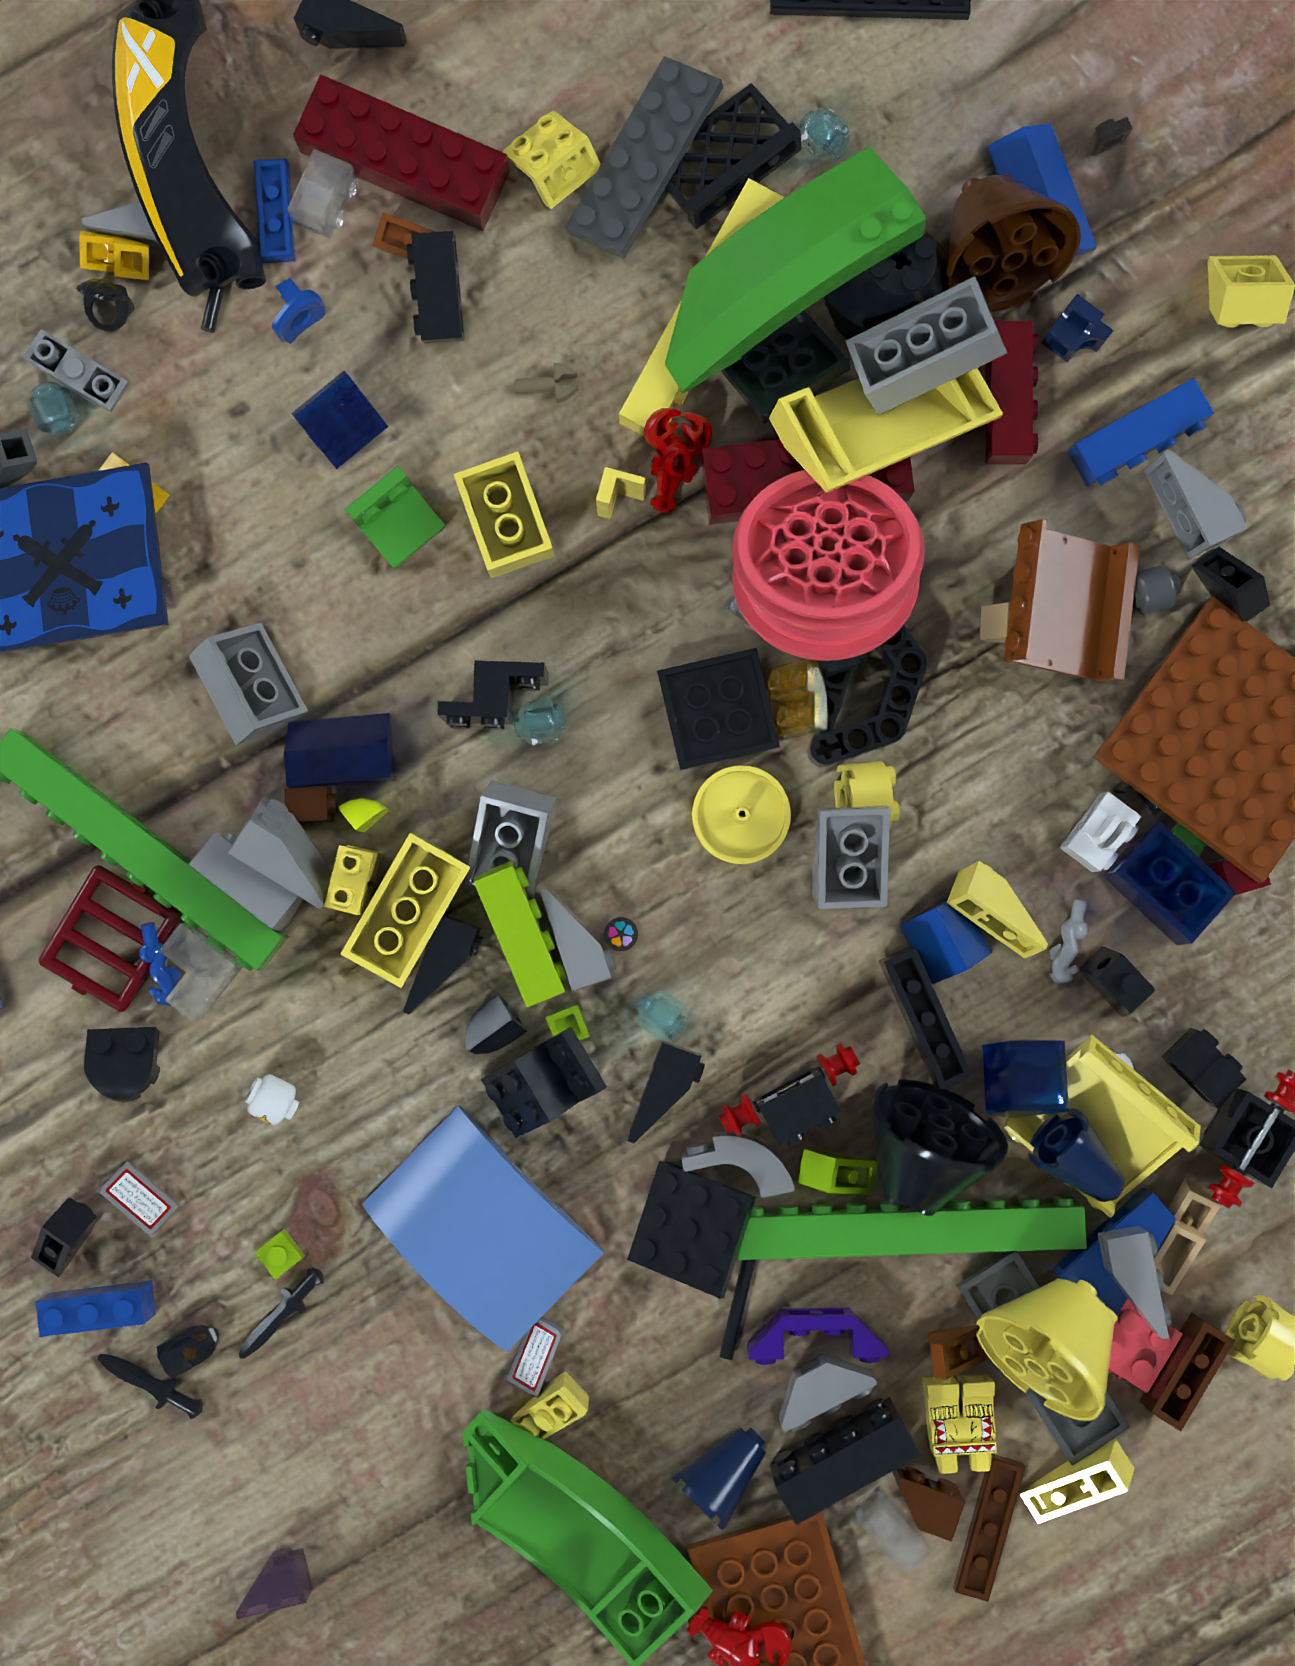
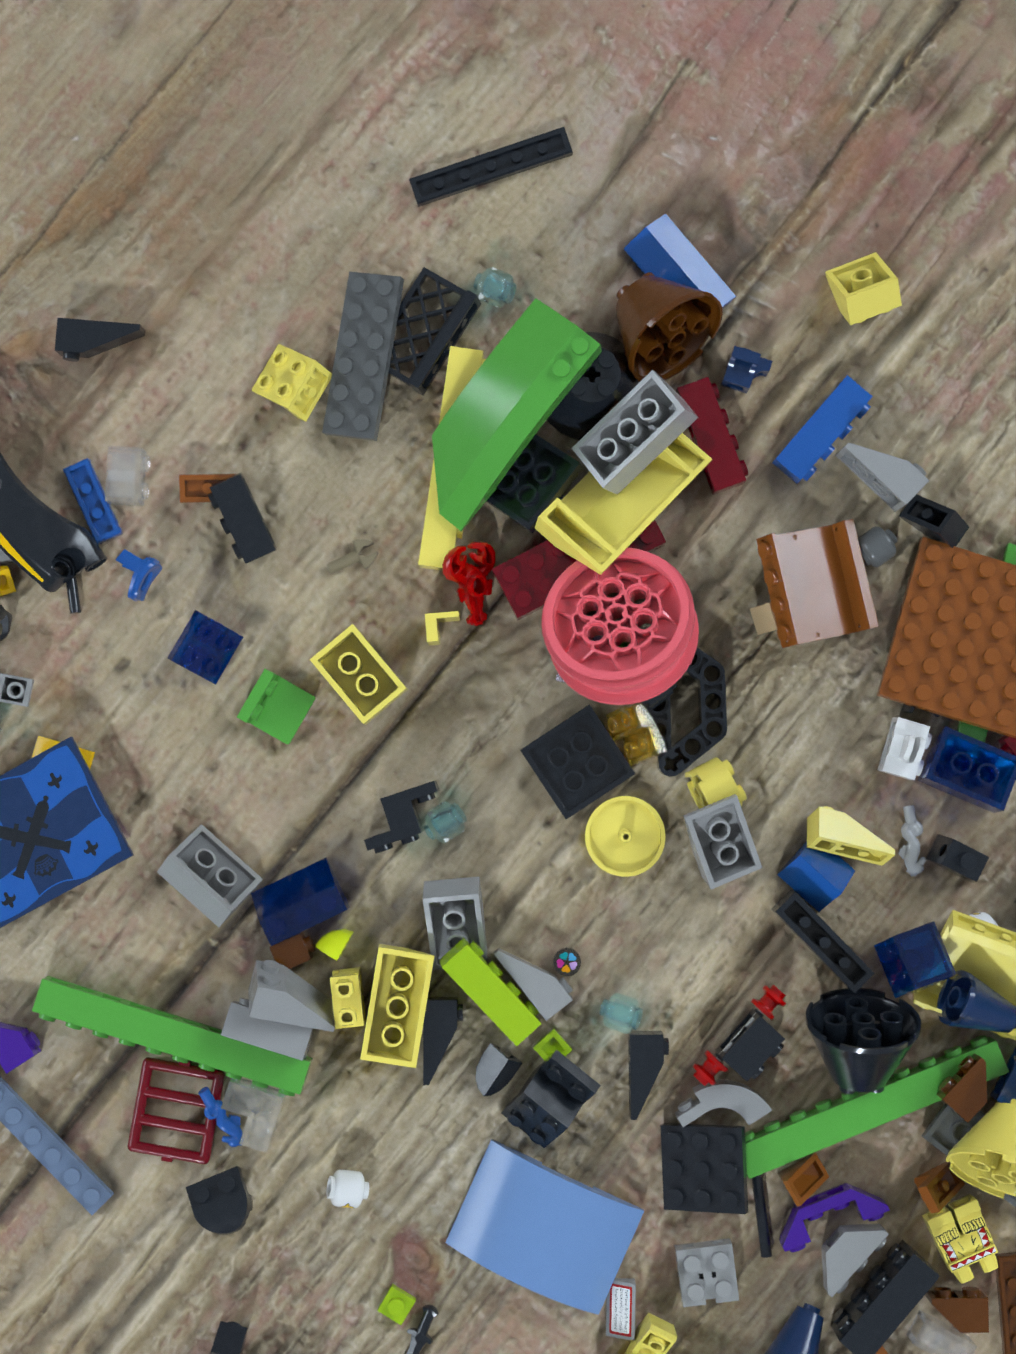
camera: 15 degrees left, 0 degrees up
(139, 1198) = (273, 1302): slope -> none
(403, 152) = (176, 422): dark red brick -> none
(654, 1336) = (706, 1272): none -> light grey piece
(802, 1283) = (804, 1178): none -> dark orange slope
(837, 1172) = (799, 1083): lime slope -> none
(1032, 1249) = (967, 1088): none -> reddish brown slope
(1109, 135) = (714, 207): clear smoke plate -> none

